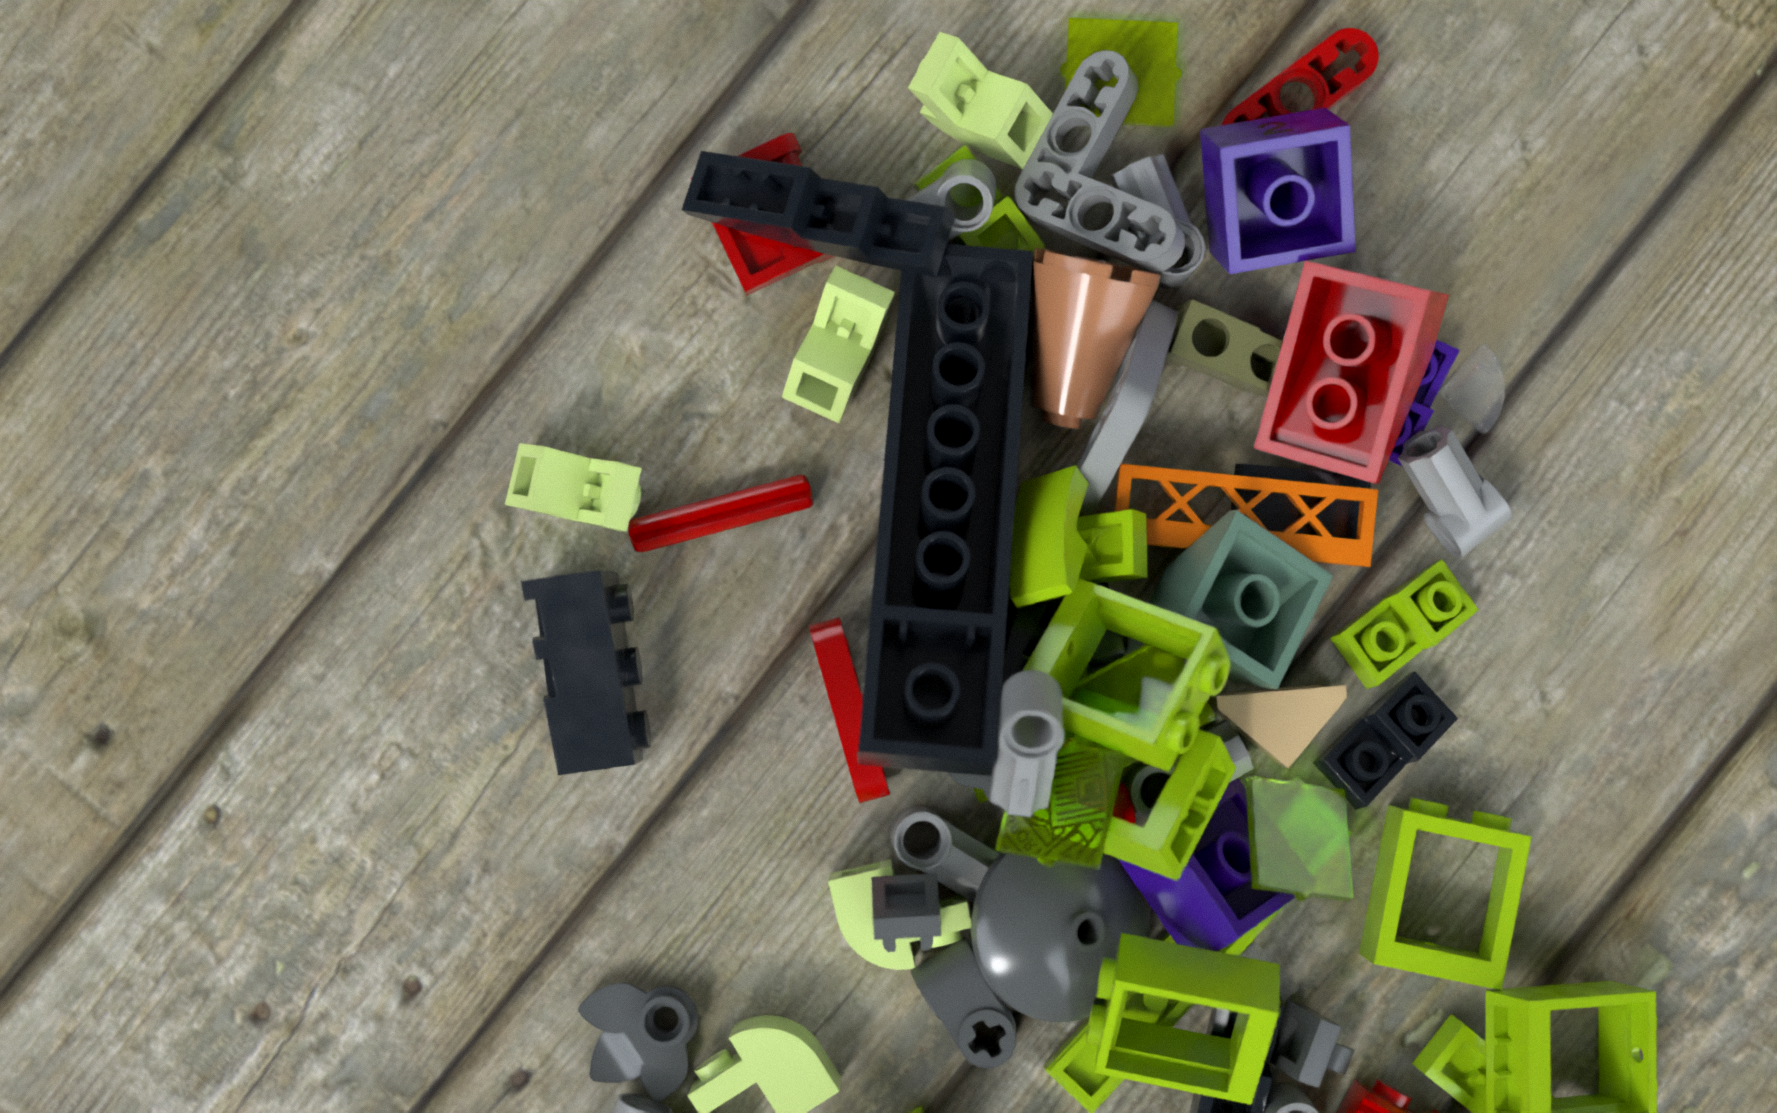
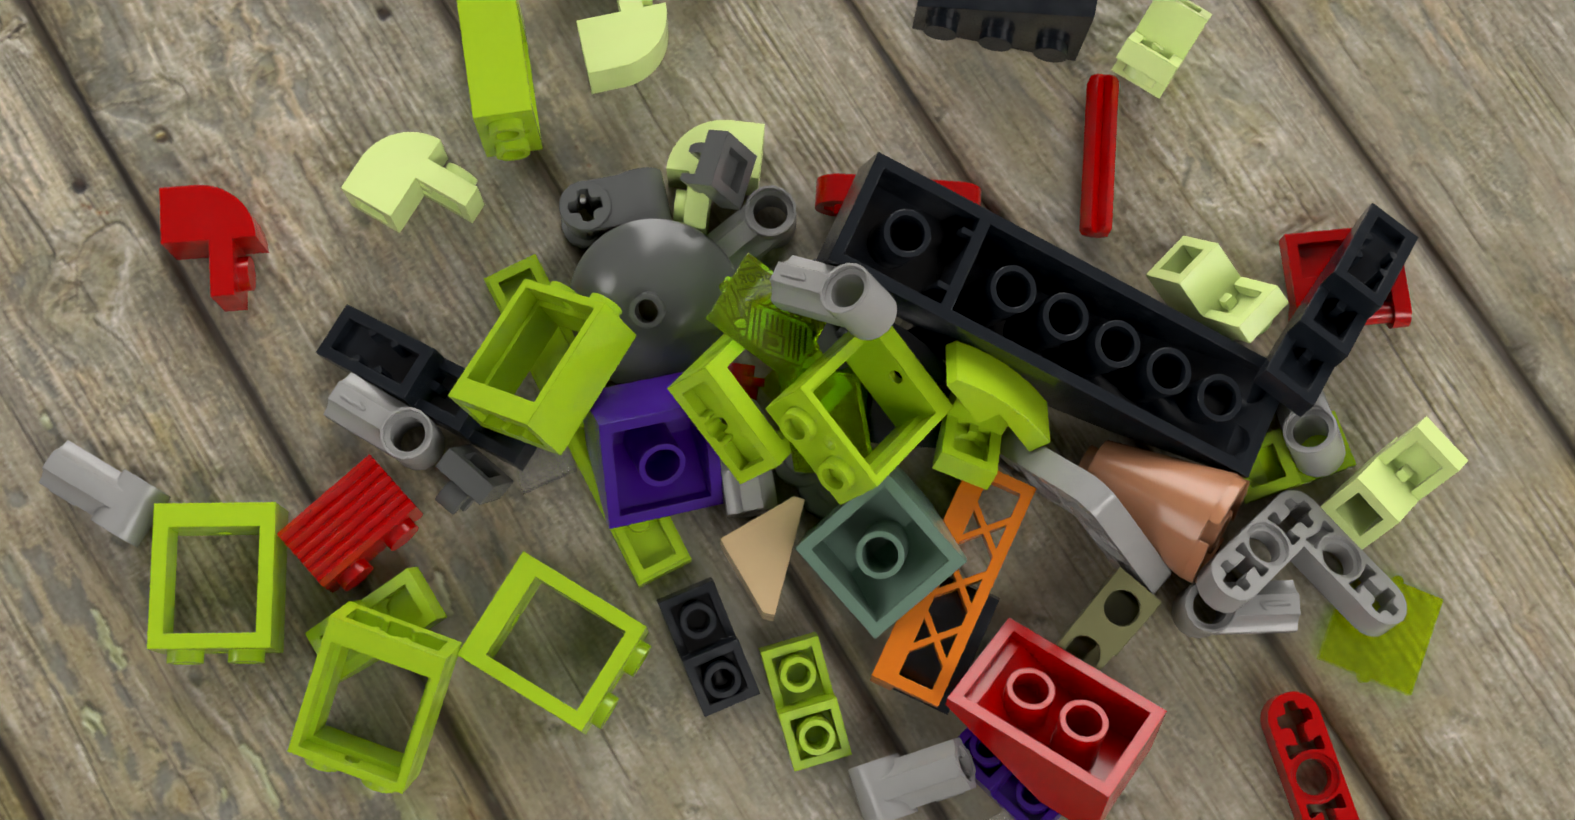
camera: 100 degrees right, 10 degrees down
(1278, 190) = (1236, 712): dark purple brick -> none
(1298, 838) = (654, 527): clear neon green piece -> none

